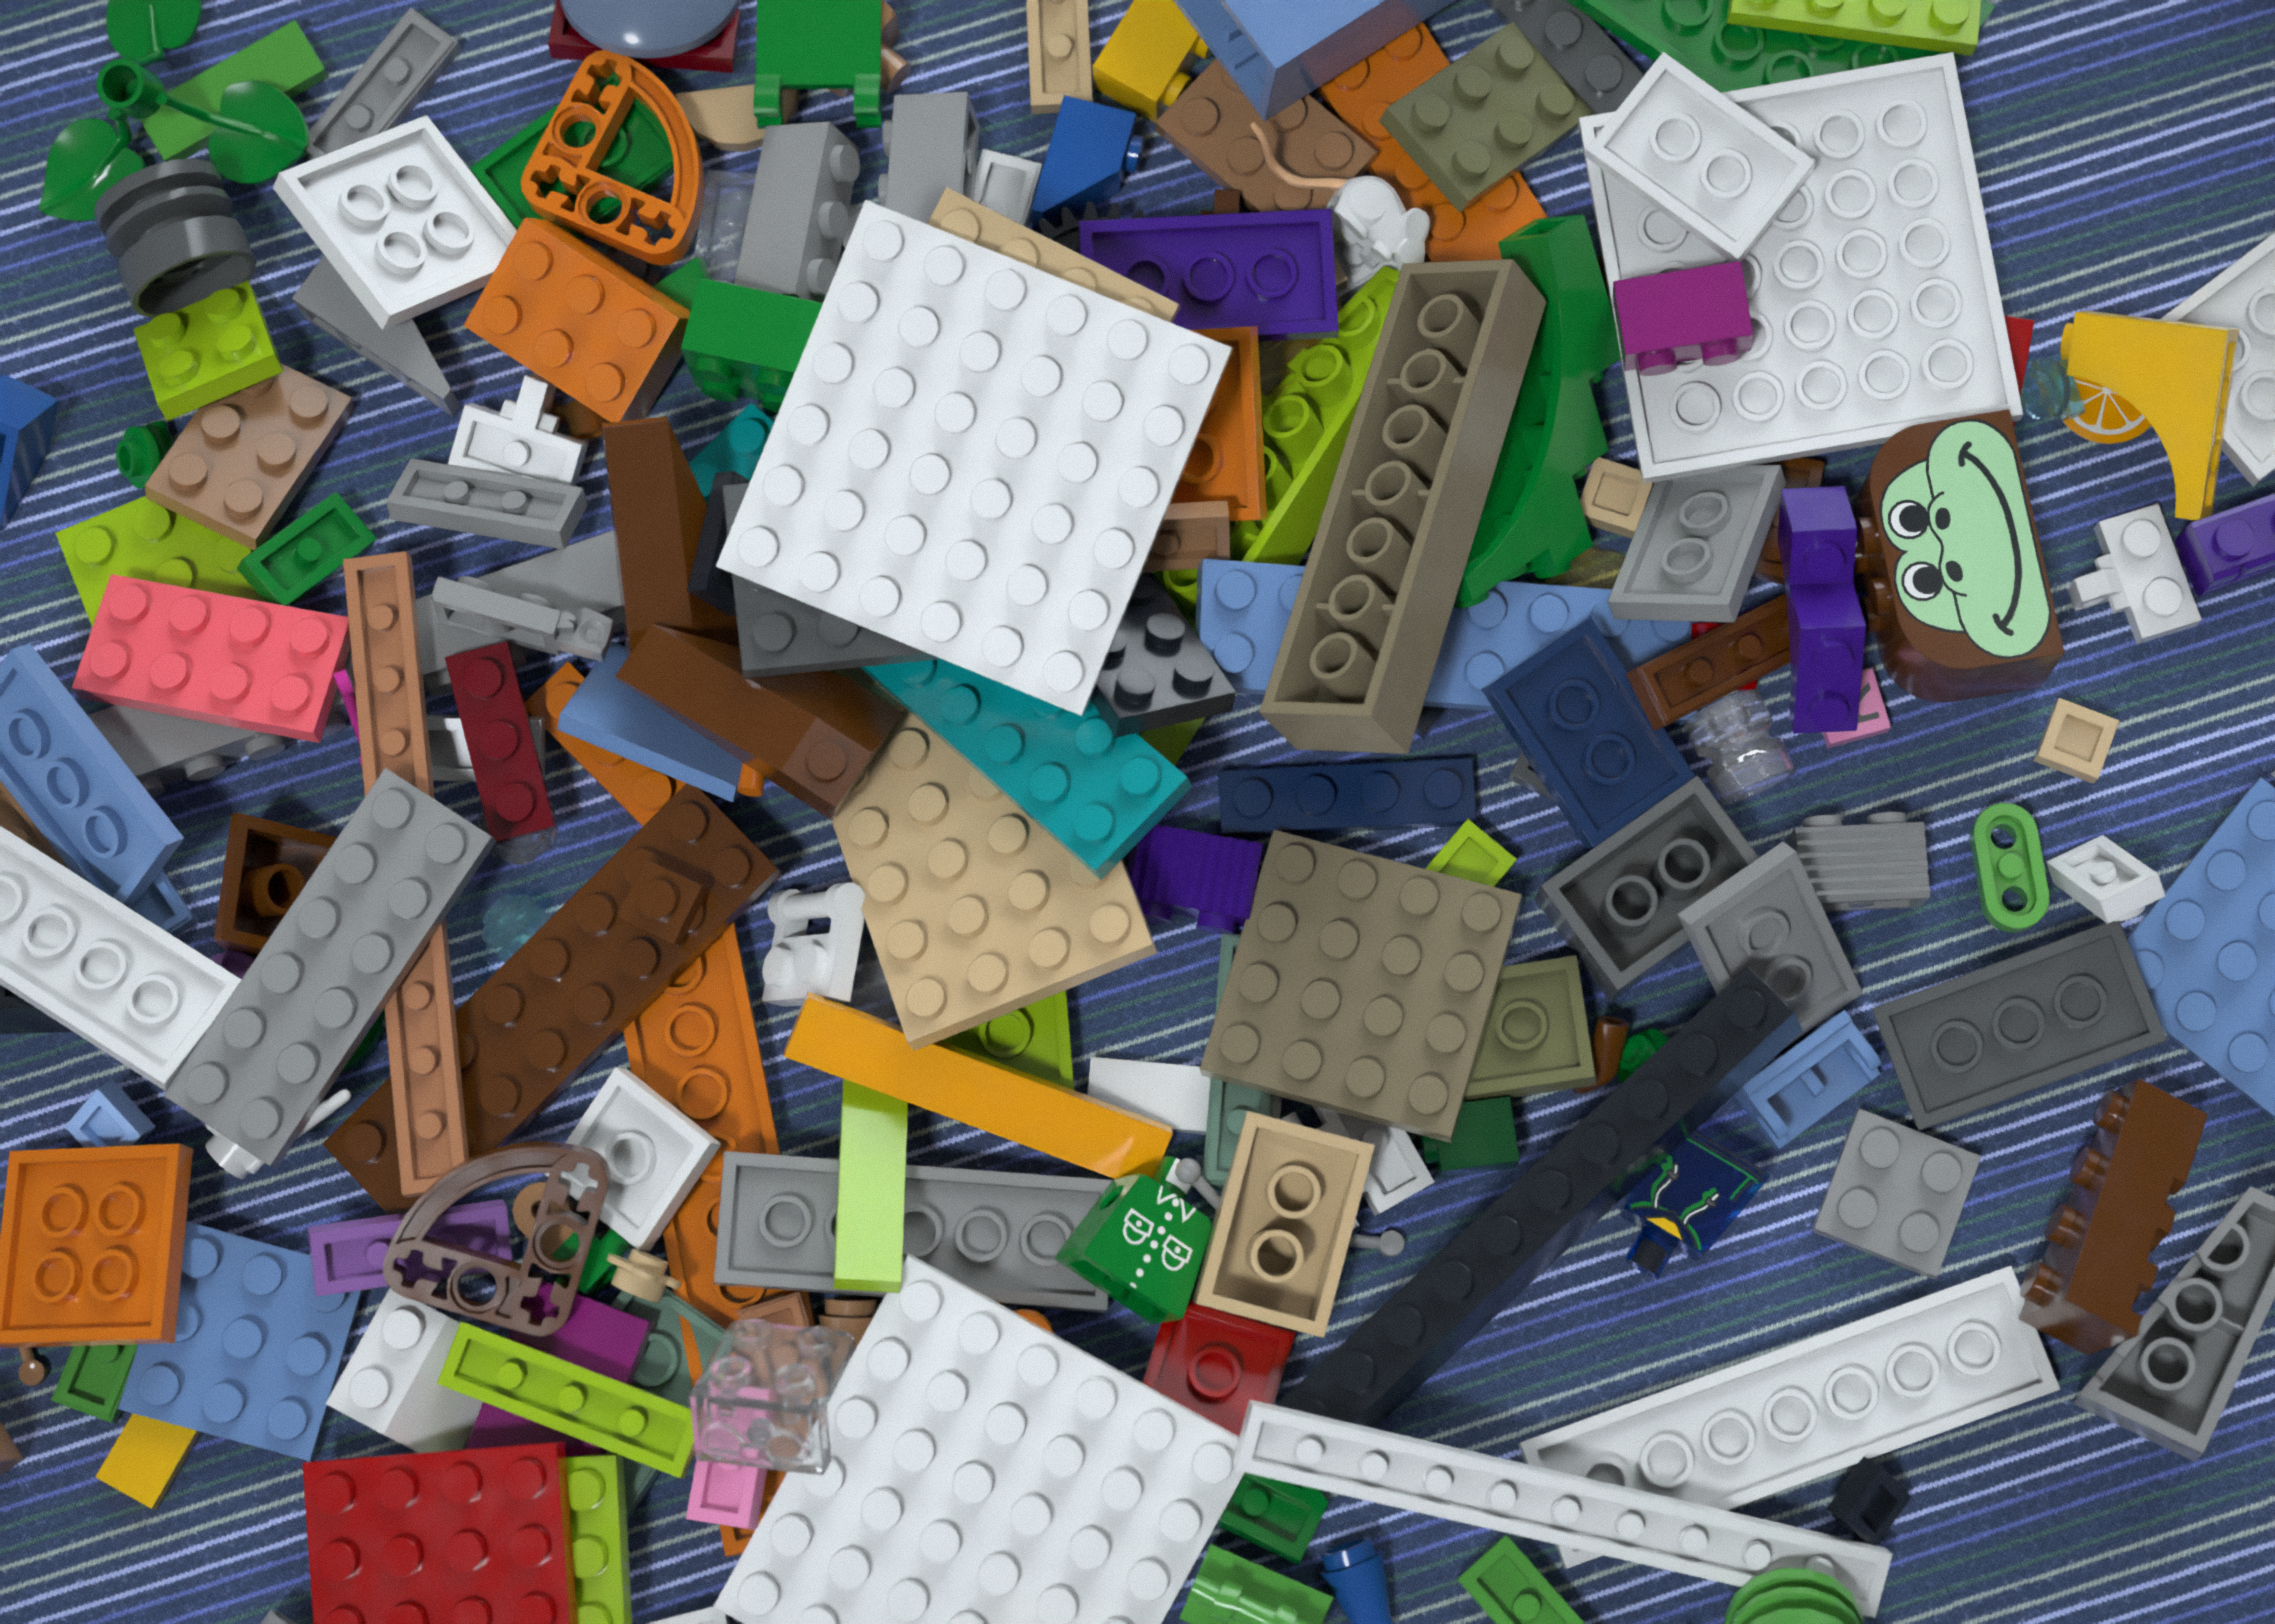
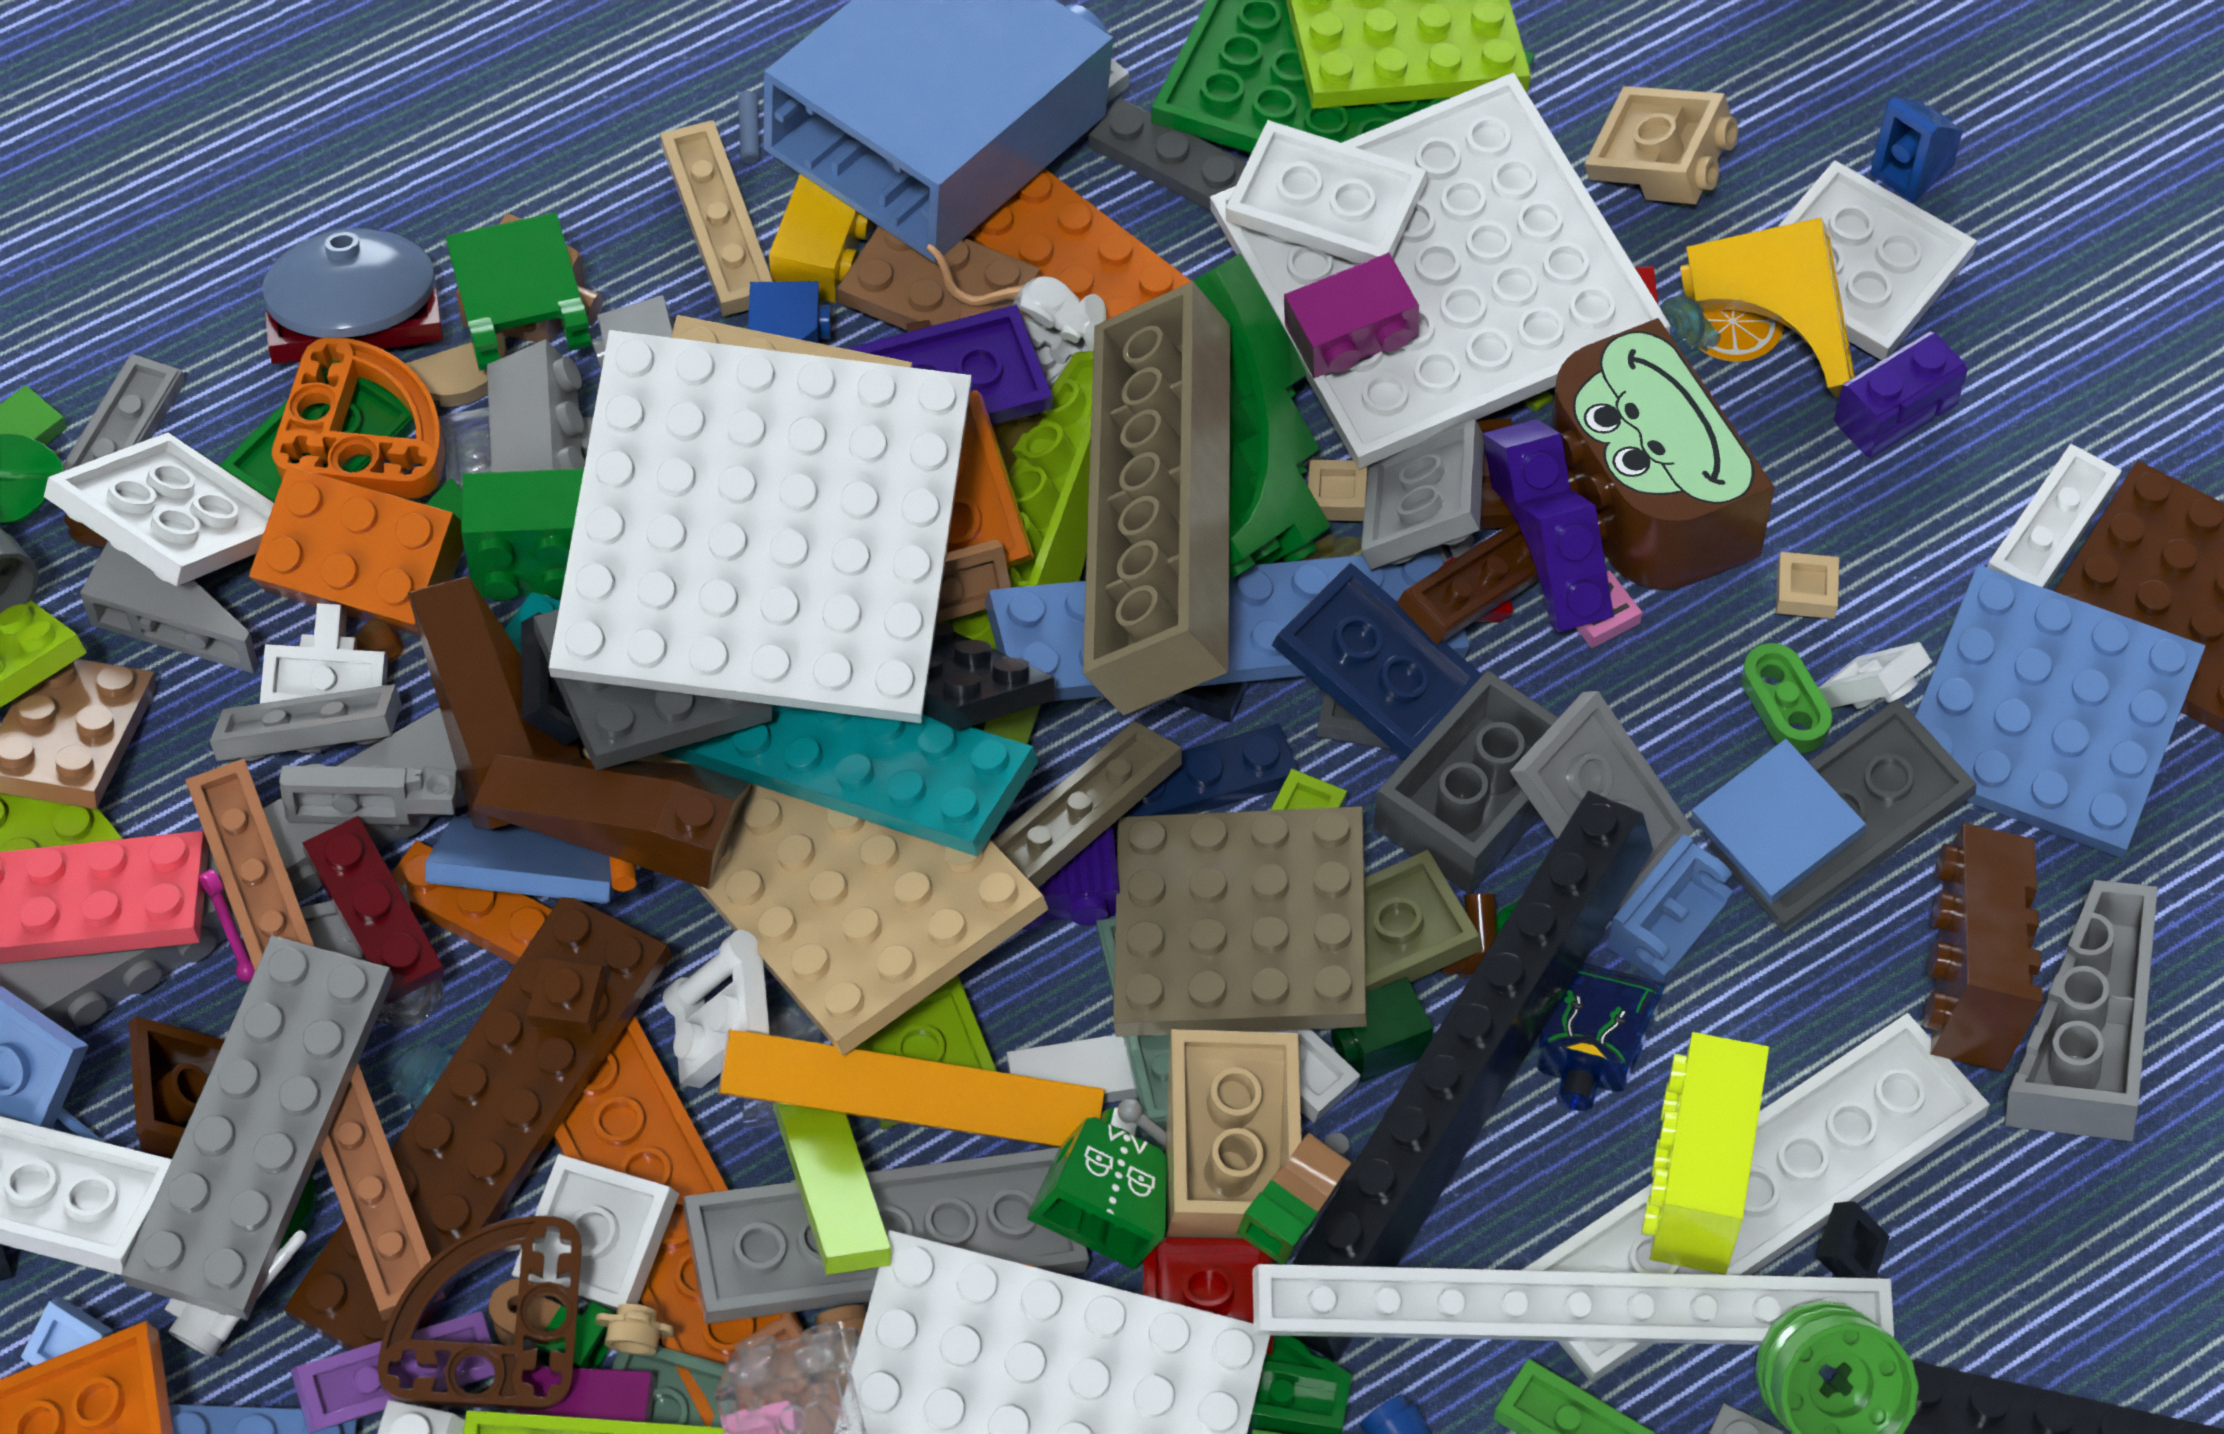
camera: 20 degrees left, 20 degrees down
(306, 552) = (141, 800): green plate -> none
(1234, 824) = (1088, 802): none -> dark tan plate
(1318, 1327) = (1293, 1199): none -> leg
(1485, 117) = (1126, 222): olive plate -> none
(1739, 746) = (1510, 648): clear wheel -> none
(1744, 1387) = (1705, 1152): none -> neon yellow brick
(1864, 864) = (1670, 718): light grey brick -> none
(1896, 1193) = (1783, 987): light grey plate -> none
(1948, 1021) = (1778, 821): none -> medium blue tile
(2100, 157) = (1664, 142): none -> tan plate
(2139, 576) = (1814, 450): white hinge -> none

